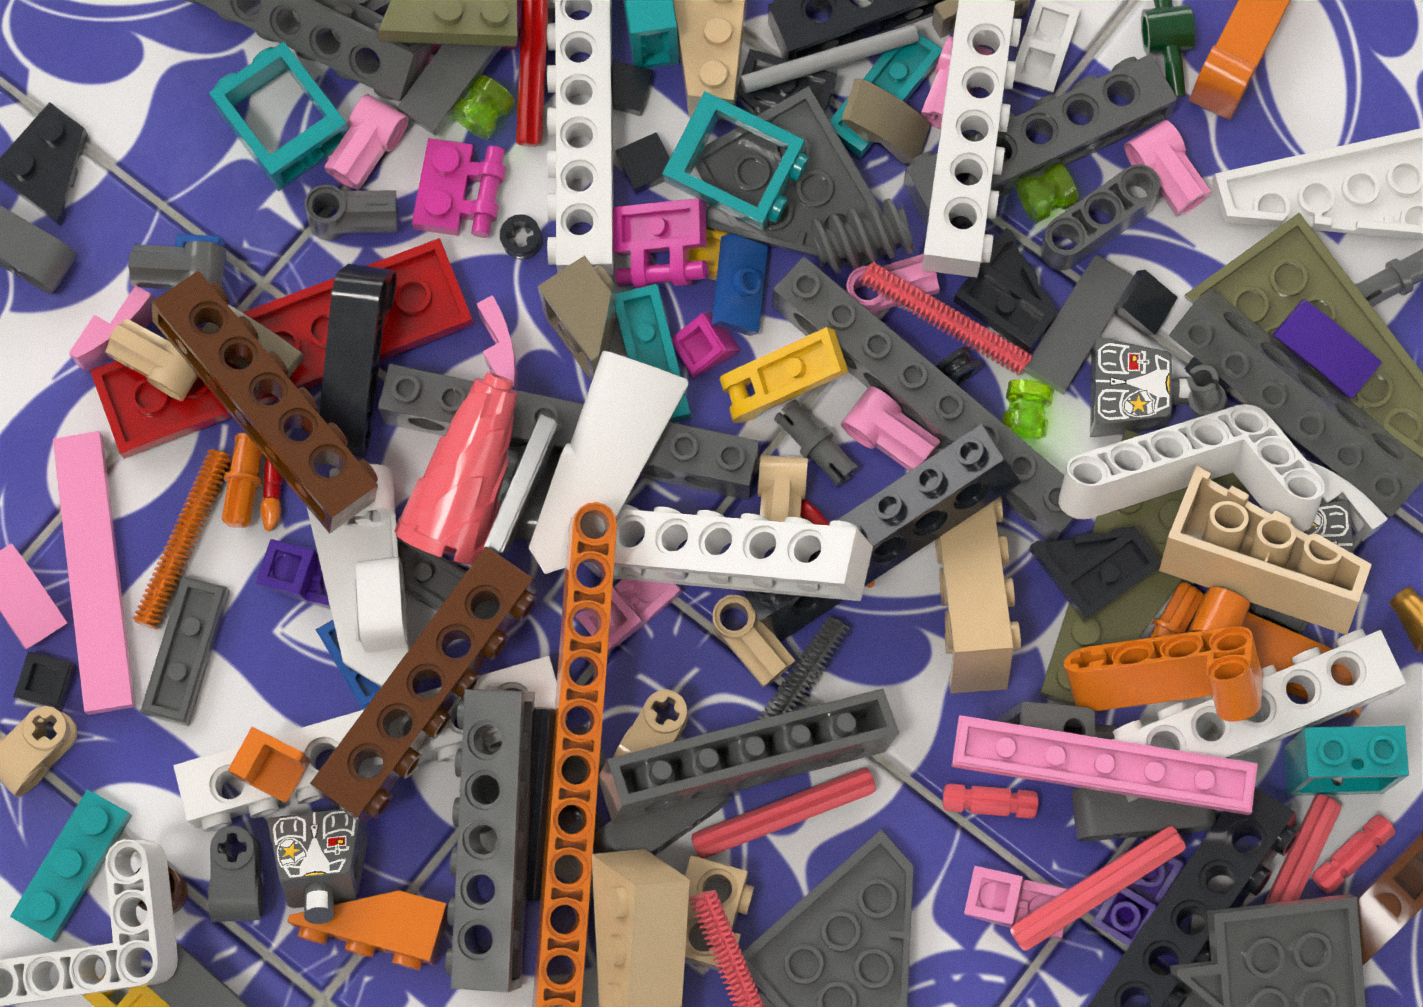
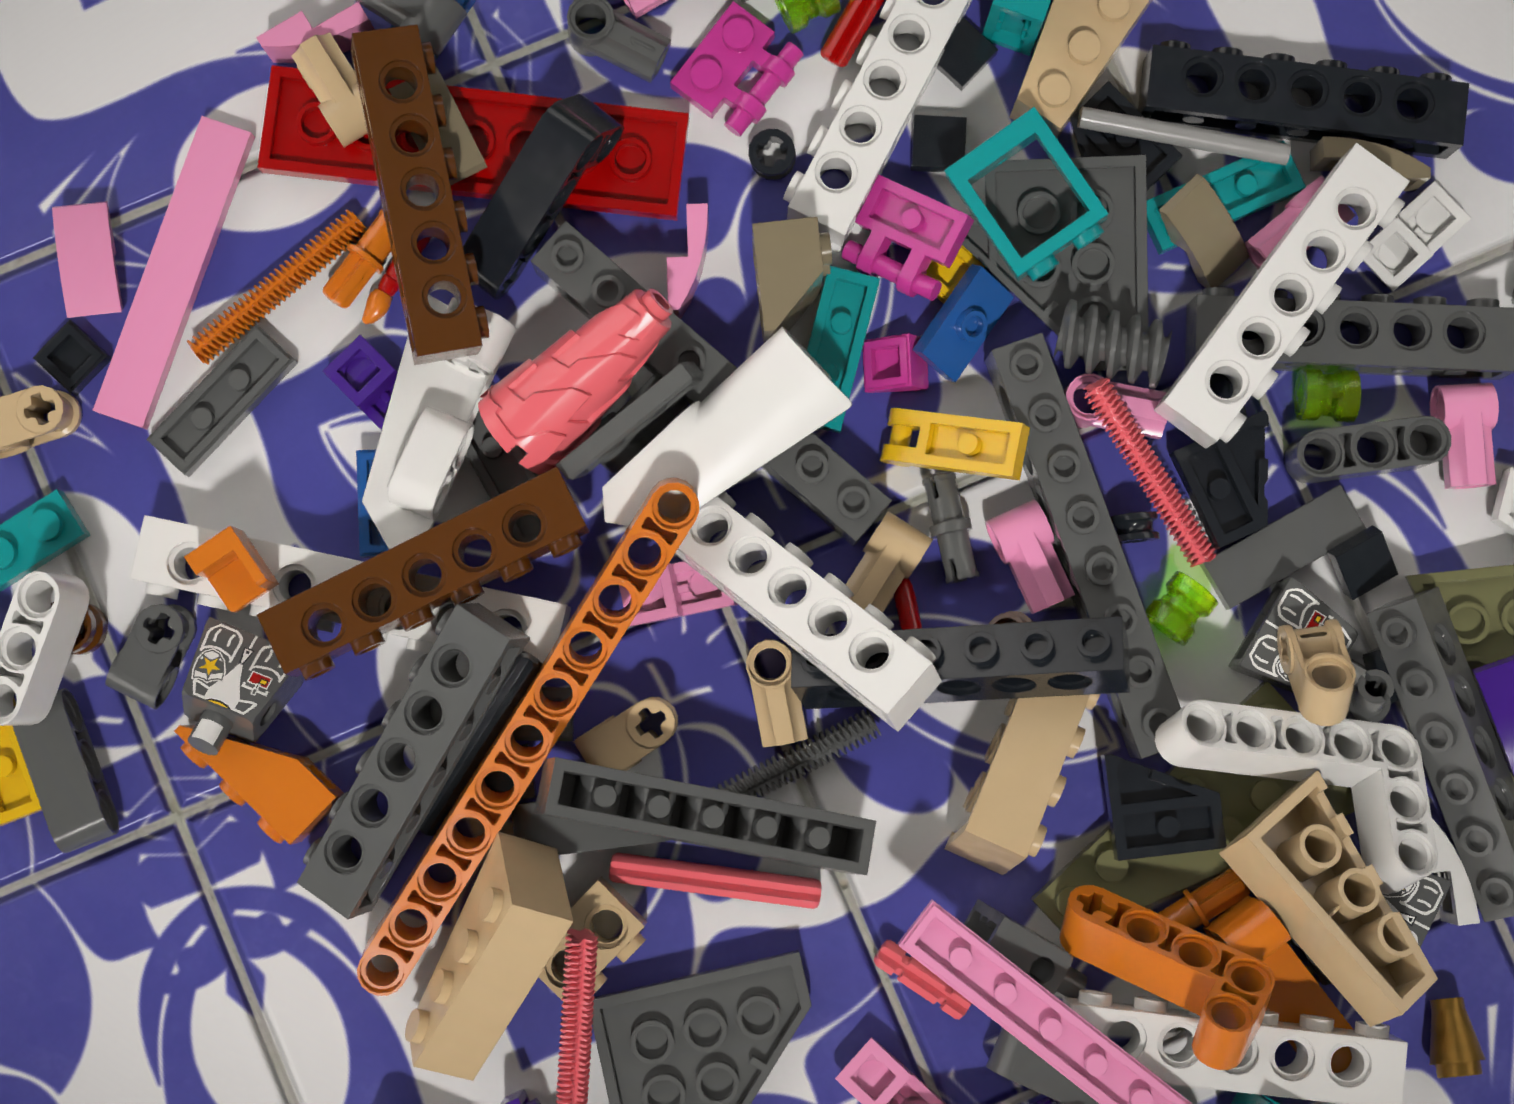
camera: 25 degrees right, 10 degrees up
(1154, 392) = (1318, 670): none -> tan piece

